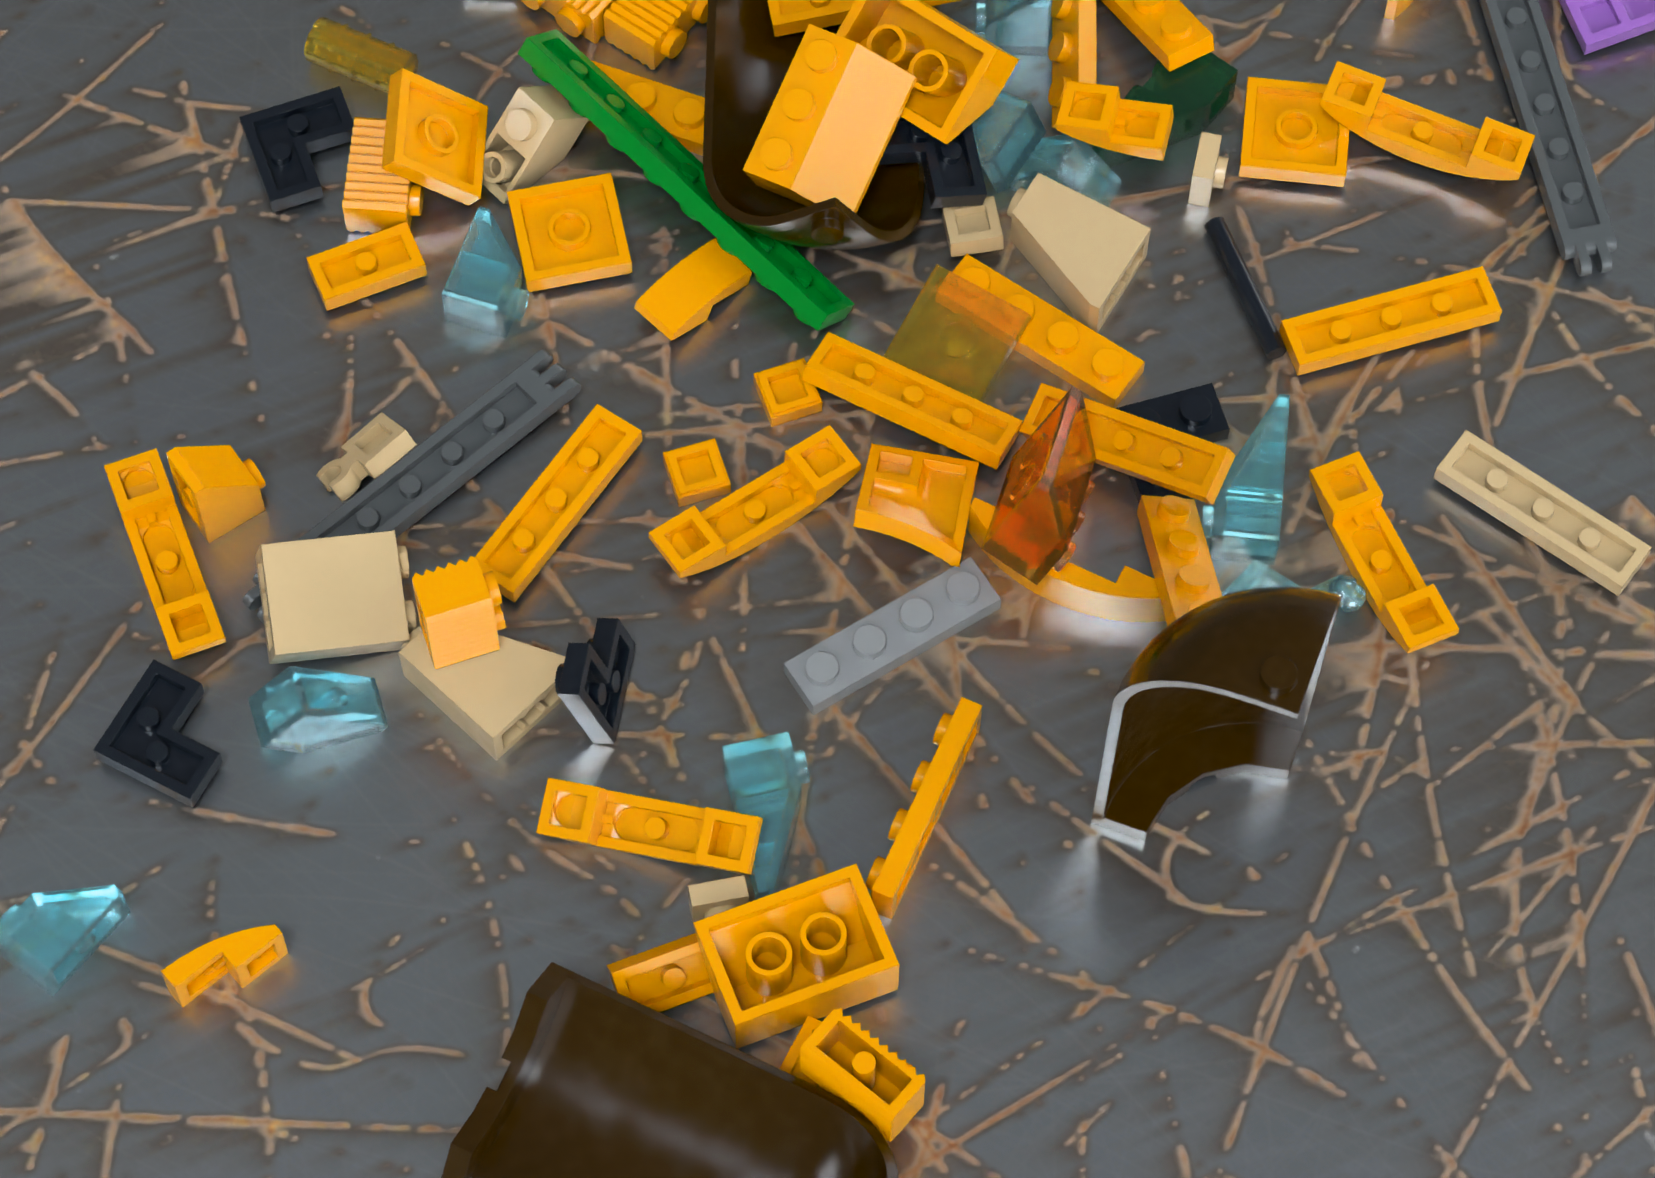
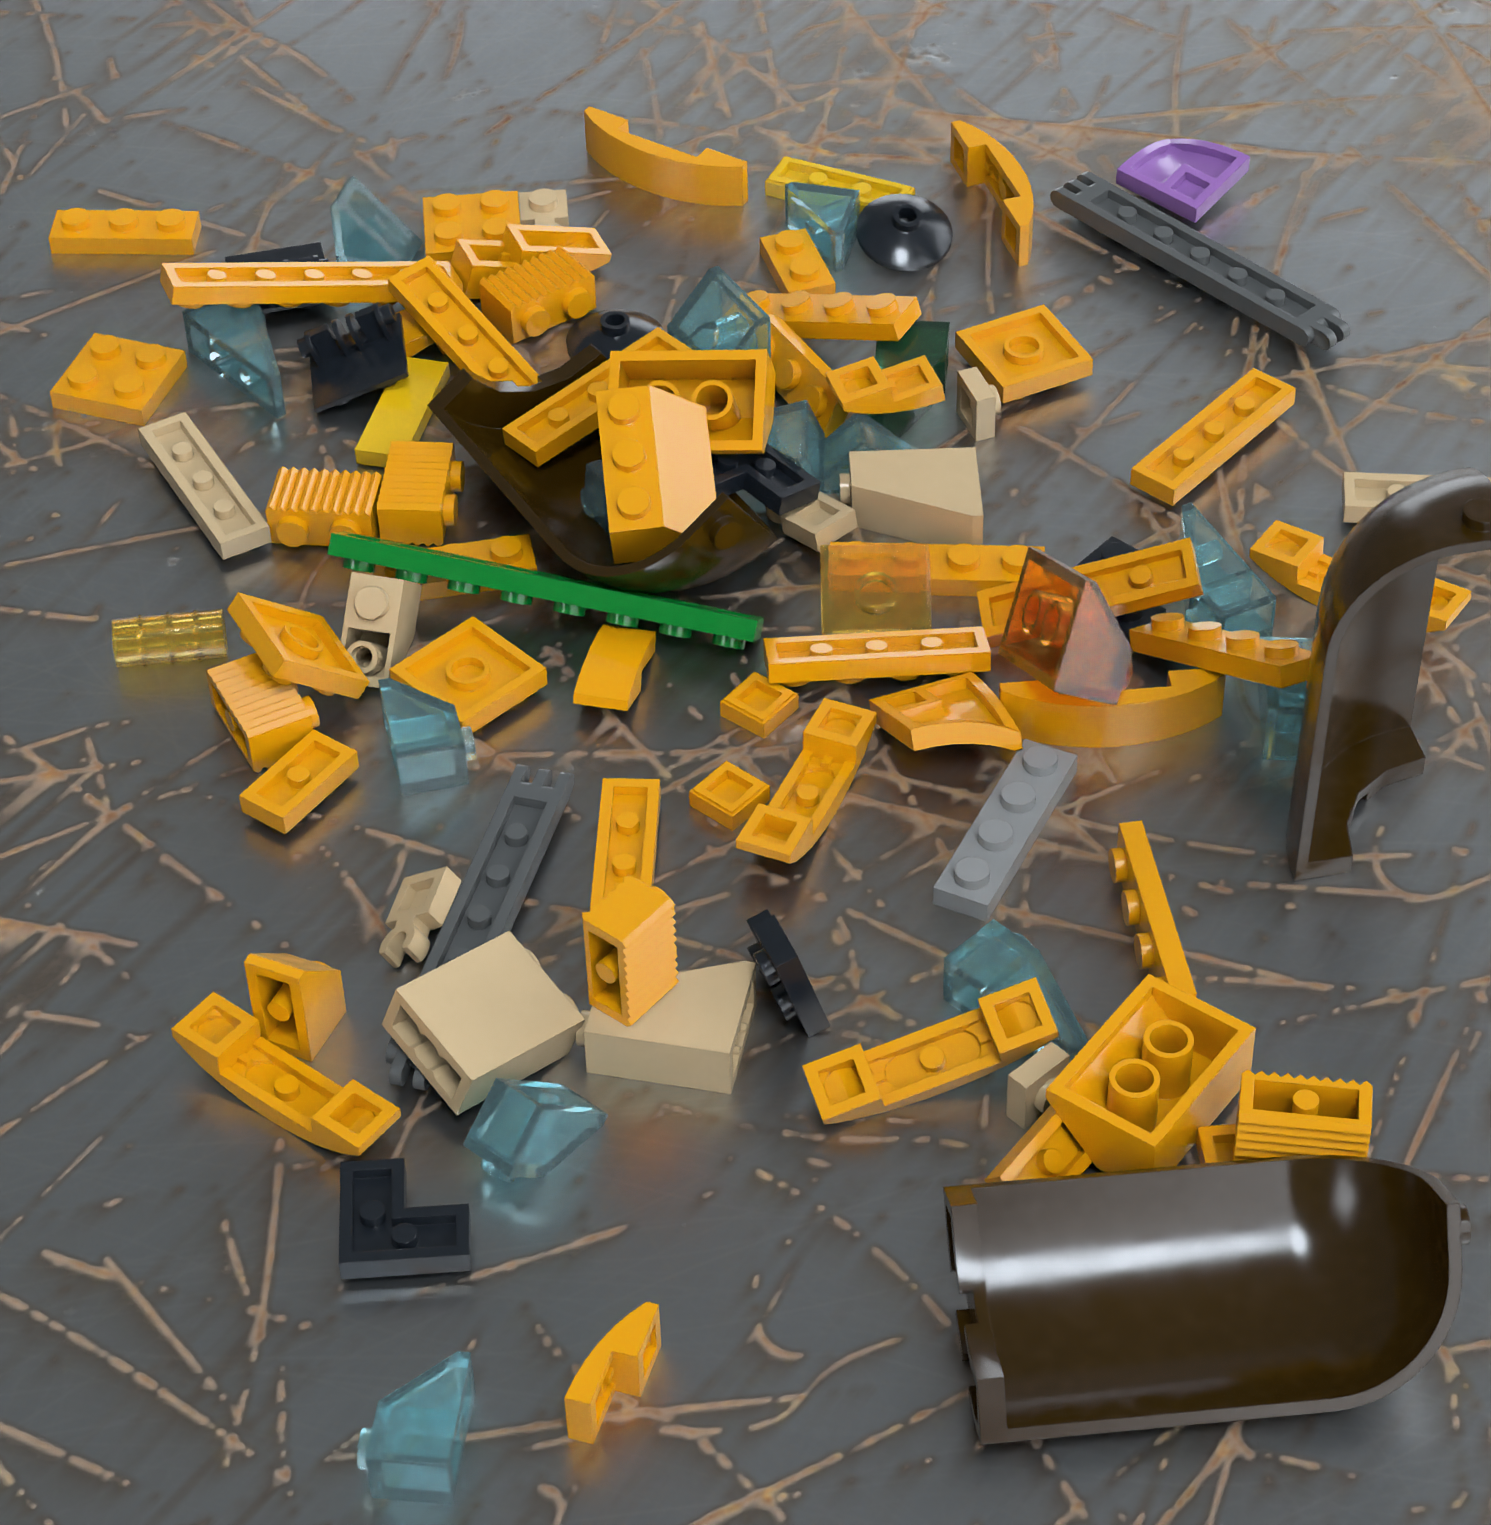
camera: 30 degrees left, 20 degrees down
(284, 138) = (150, 727): black plate -> none
(1245, 288) = (1077, 469): black bar -> none
(1422, 134) = (1187, 299): light orange slope -> none

